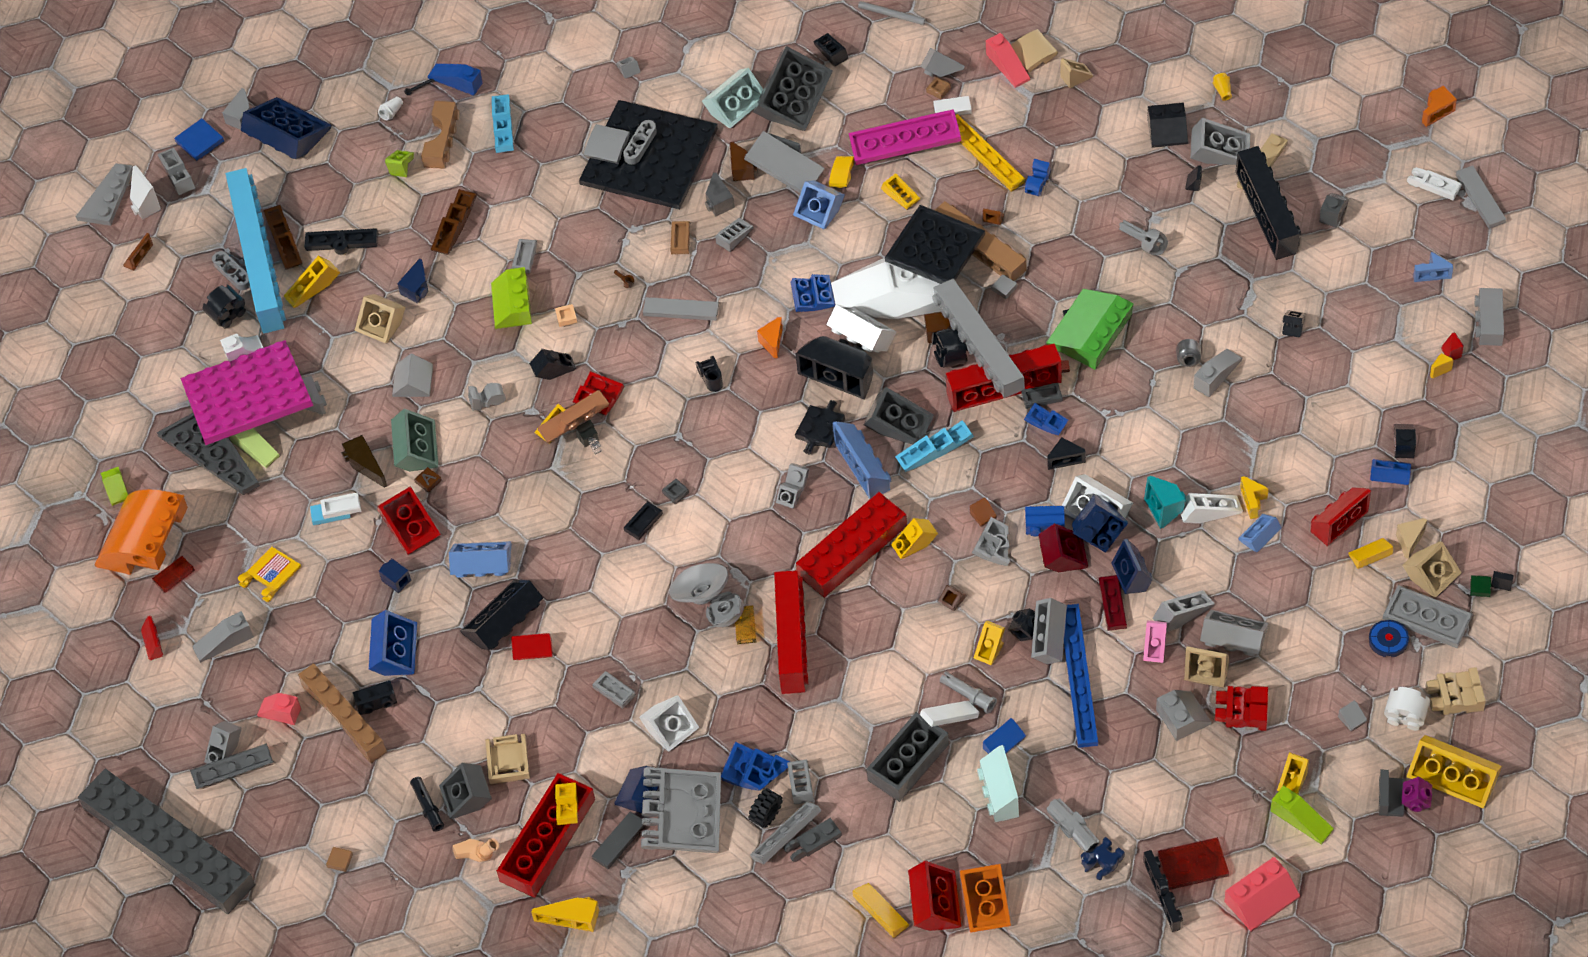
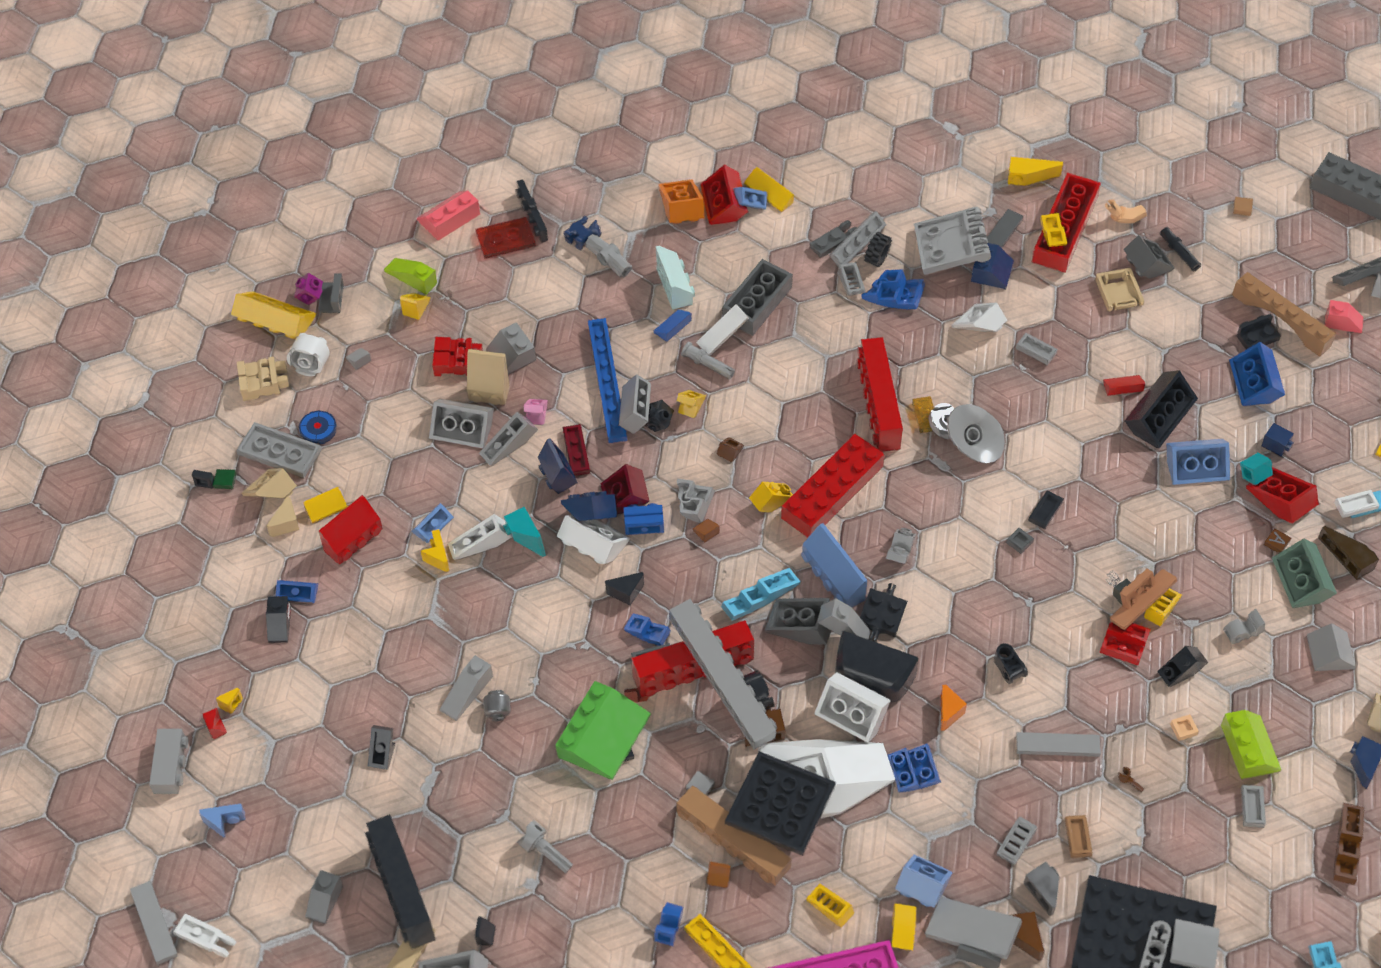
camera: 170 degrees right, 0 degrees up
(425, 544) = (1256, 468): none -> teal brick
(860, 396) = (841, 617): none -> light grey slope
(903, 887) = (751, 197): none -> medium blue slope

